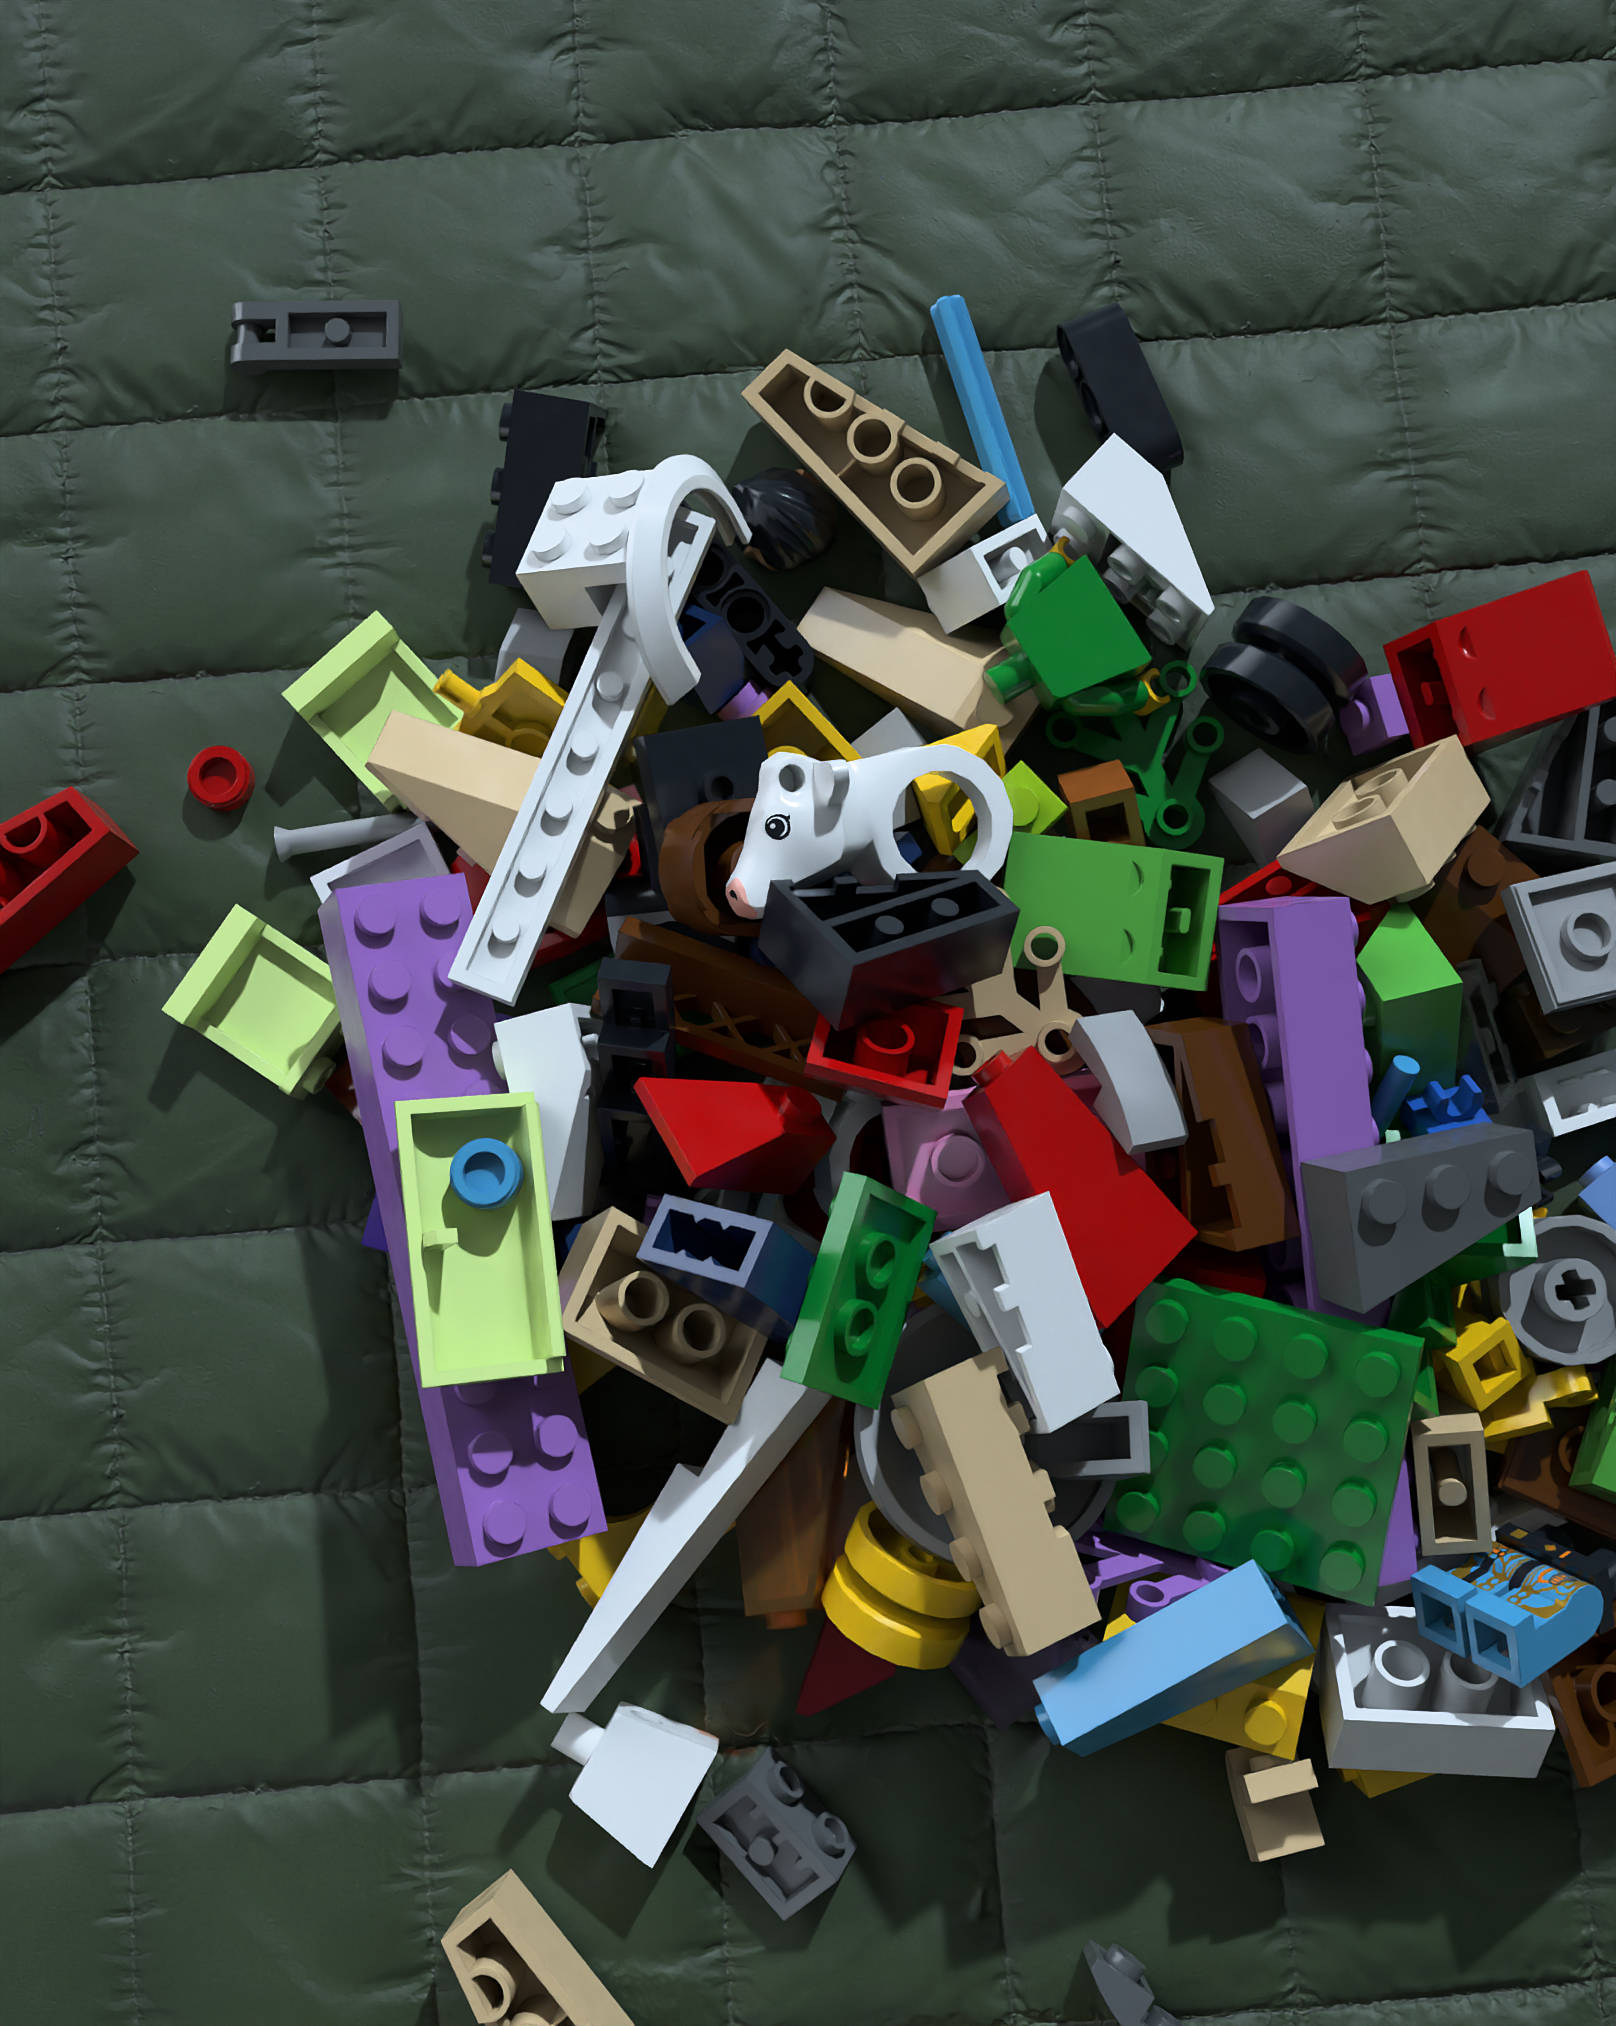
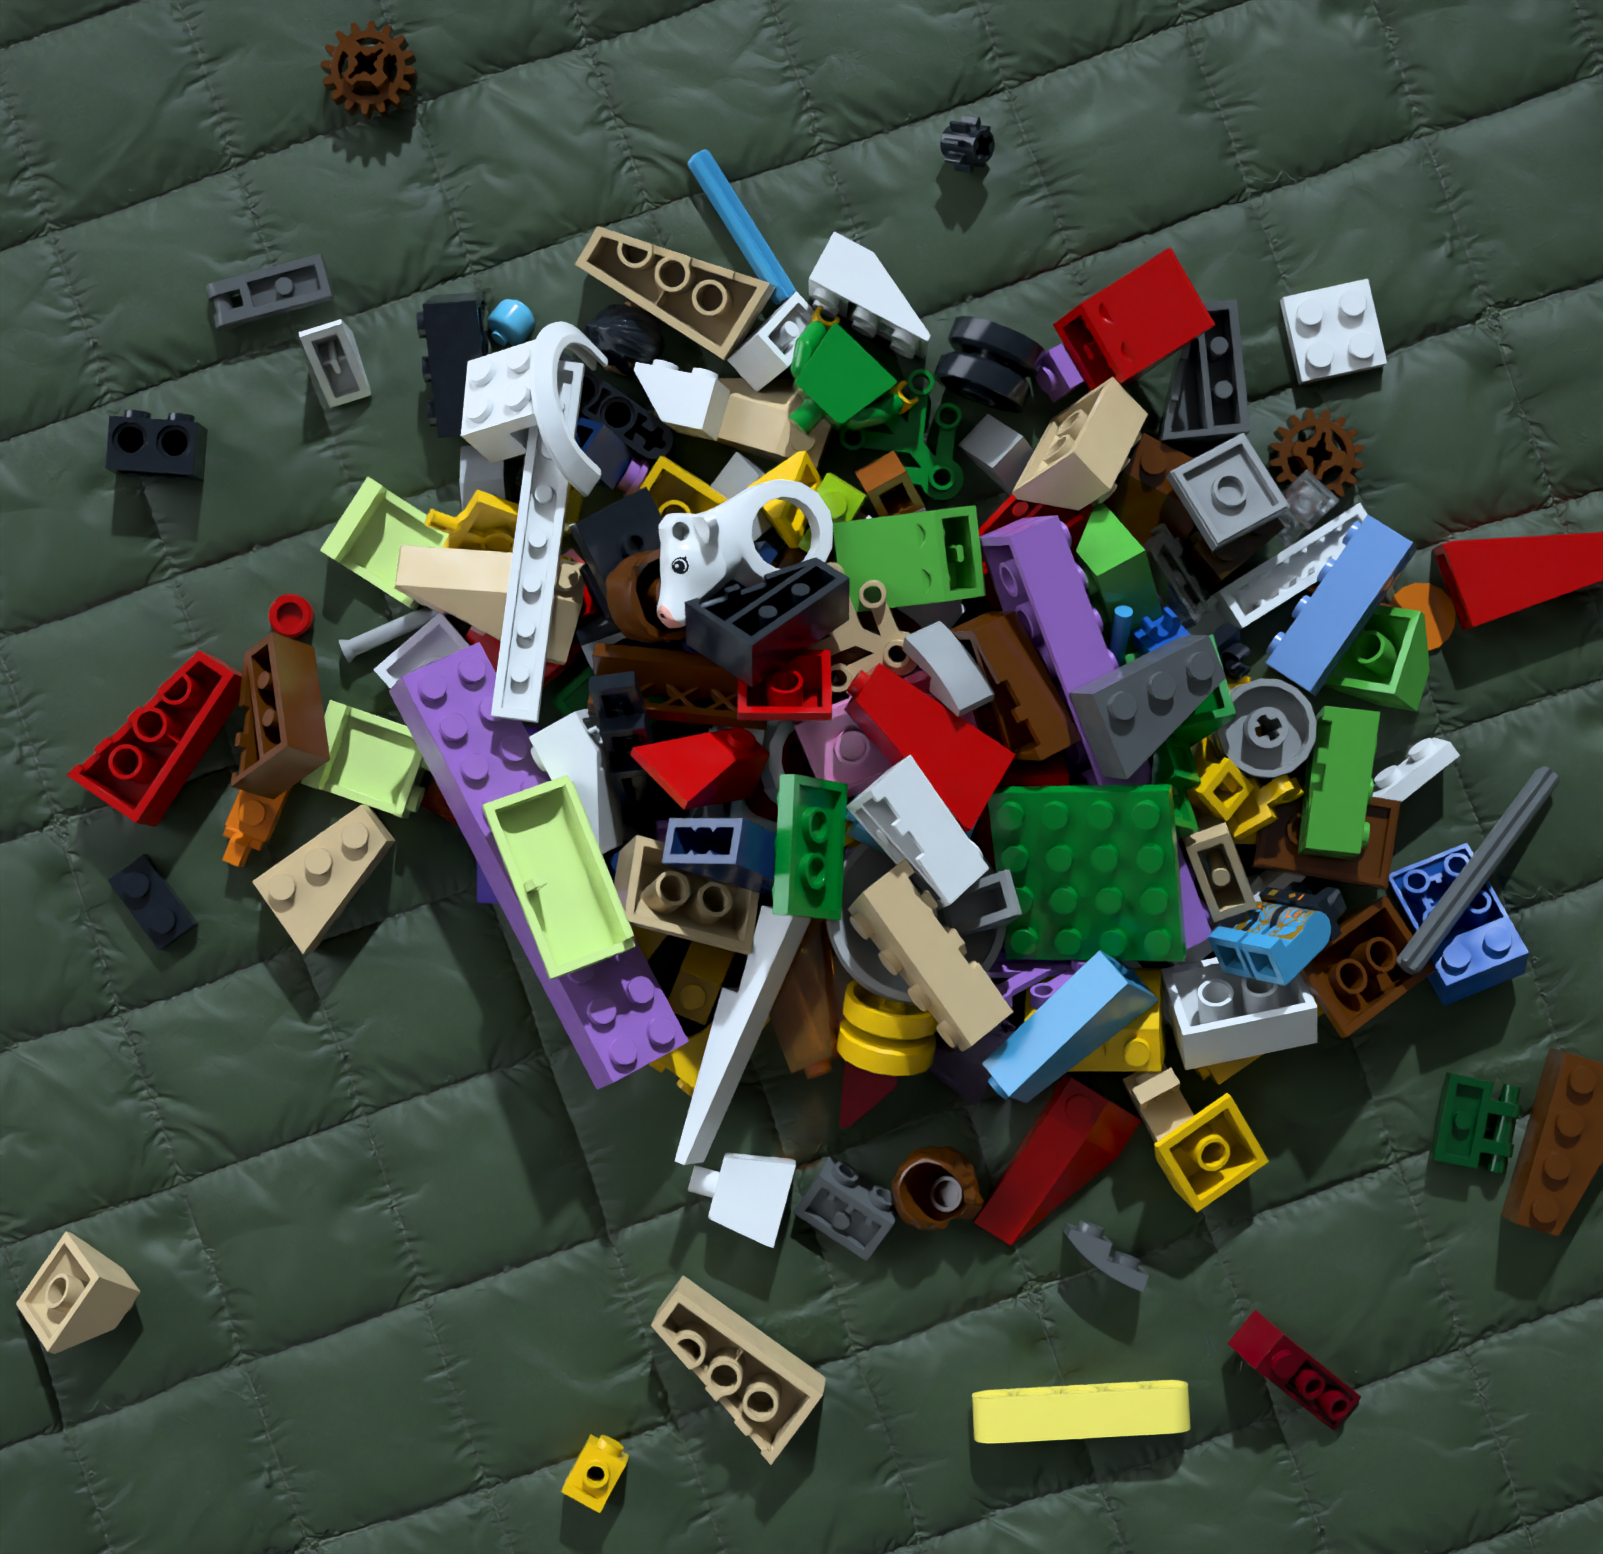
camera: 15 degrees left, 5 degrees up
(97, 510) = (155, 455): none -> black brick
(100, 1025) = (251, 824): none -> orange hinge
(157, 1149) = (324, 874): none -> tan wedge
(162, 911) = (283, 717): none -> reddish brown wedge
(378, 447) = (336, 362): none -> white slope
(486, 1174) = (552, 835): dark azure tile -> none
(505, 75) = (380, 57): none -> reddish brown gear
(631, 451) = (511, 322): none -> medium azure piece
(647, 1443) = (699, 981): none -> yellow slope
(846, 618) = (684, 400): none -> white slope
(913, 1841) = (935, 1188): none -> reddish brown hair
(1108, 1833) = (1062, 1152): none -> red wedge
(1118, 385) = (832, 190): black beam -> none
(1322, 374) = (967, 144): none -> black gear
(1333, 1903) = (1209, 1153): none -> yellow slope

